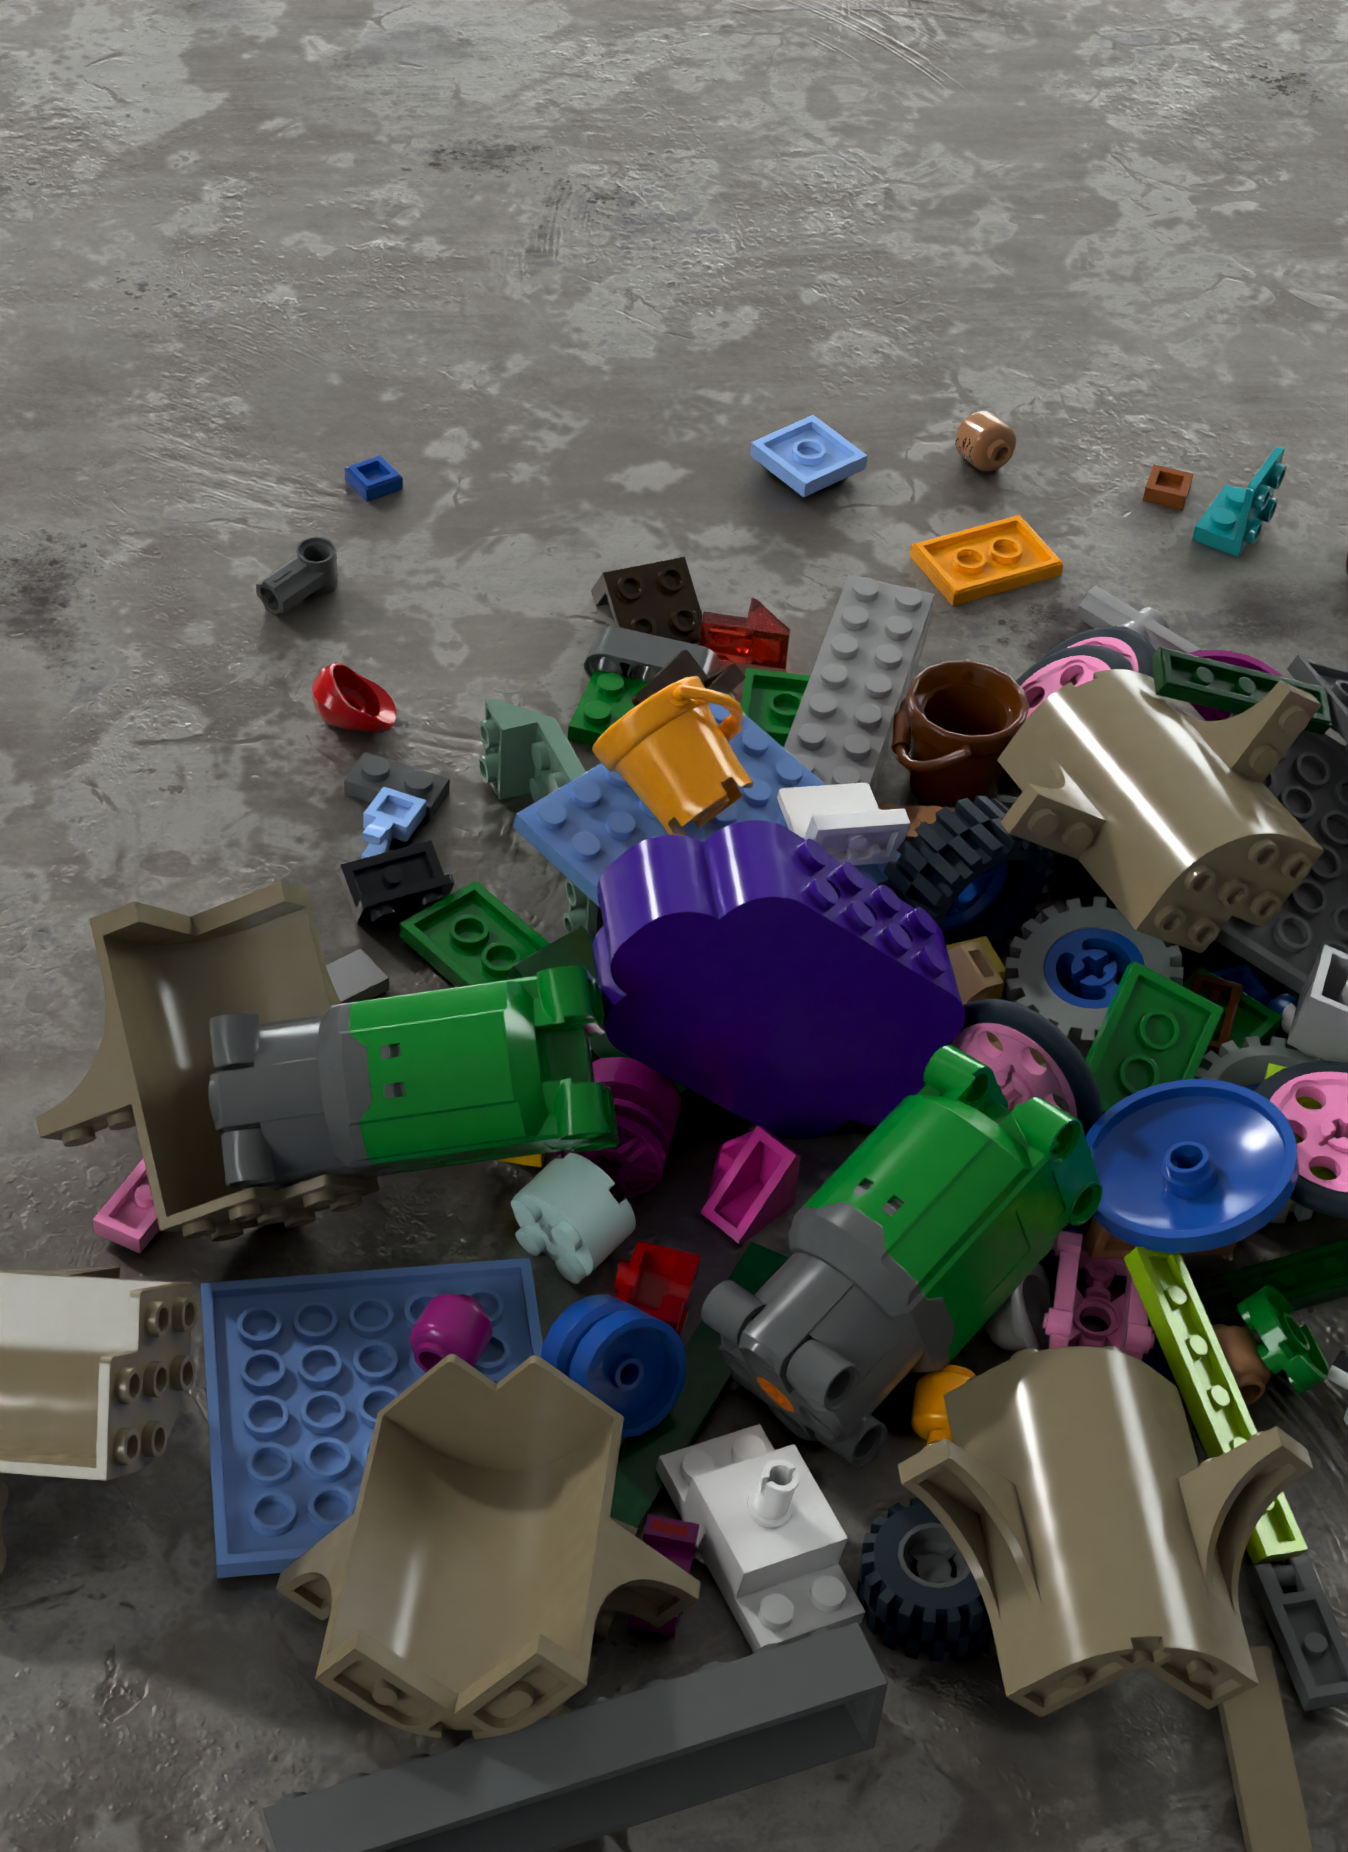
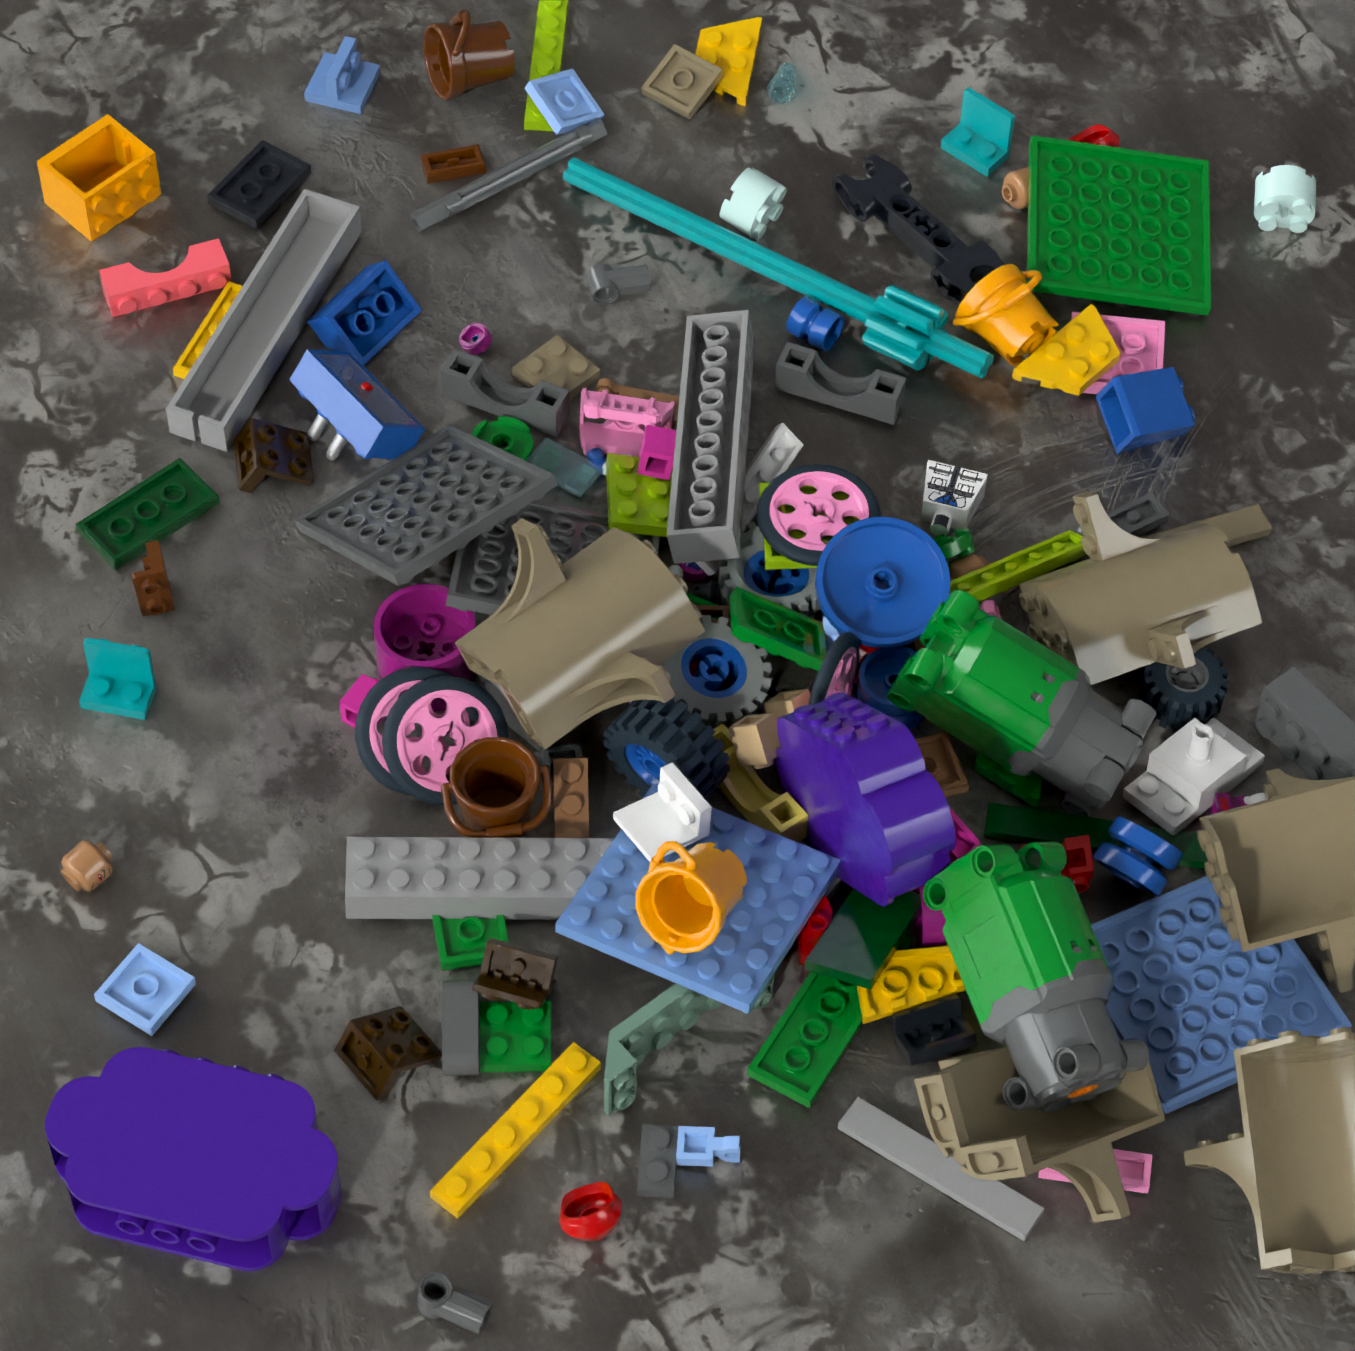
camera: 105 degrees left, 10 degrees up
(373, 478) = (286, 1305): blue tile -> none
(394, 883) = (771, 1117): black bracket -> none
(450, 1327) = (1151, 949): magenta head -> none
(483, 664) = (515, 1130): none -> yellow plate
(565, 428) = (194, 1158): none -> dark purple brick
(750, 640) = (399, 969): clear red slope -> none
(986, 560) = (231, 844): light orange tile -> none
(1105, 610) = (296, 725): light grey piece -> none
(1168, 487) = (89, 741): dark orange tile -> none
(1225, 685) = (463, 594): dark green tile -> none

